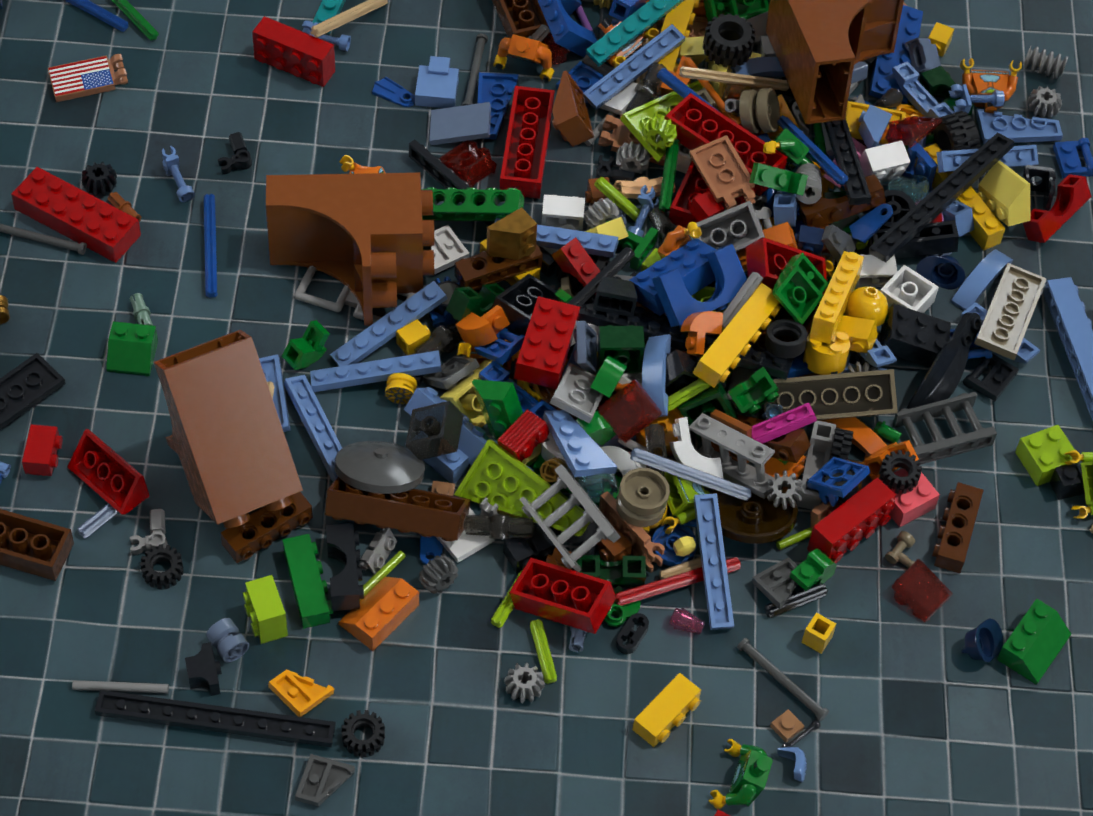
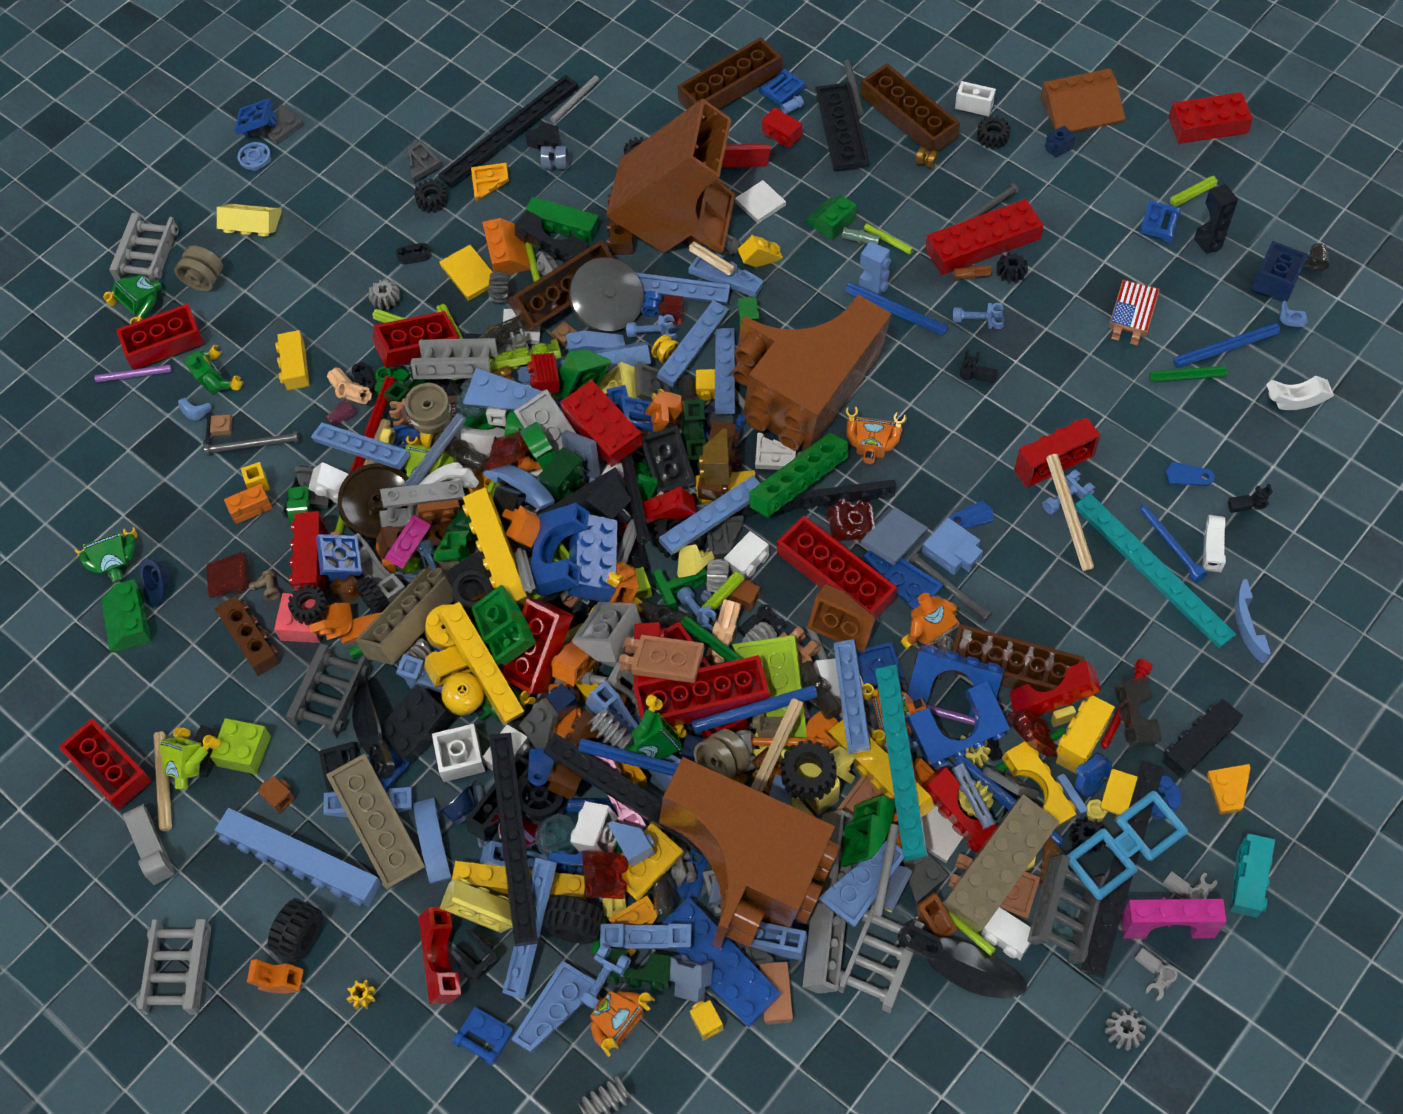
camera: 135 degrees right, 5 degrees up
(126, 292) = (889, 239): none -> lime bar
(149, 424) = (760, 201): none -> white tile
(191, 260) = (876, 264): none -> medium blue arch
(265, 609) = (554, 181): lime brick -> none
(348, 411) = (672, 306): none -> clear red brick
(354, 434) = (651, 303): none -> blue wheel
(395, 433) = (663, 327): none -> medium blue bar
(433, 628) = (467, 272): none -> yellow tile
(434, 430) = (599, 329): clear smoke brick -> none
(447, 703) = (413, 253): none -> black beam
(658, 628) = (346, 388): none -> light nougat piece
(659, 132) = (747, 643): lime gear -> none
(769, 558) = (327, 481): none -> white brick
(776, 488) = (364, 518): light grey gear -> none
(778, 179) = (620, 692): green bracket -> none
(850, 624) = (248, 503): none -> orange brick
(998, 700) = (109, 554): none -> green torso
(1044, 102) = (566, 1051): light grey gear -> none
(1055, 402) = (276, 794): none -> dark orange brick

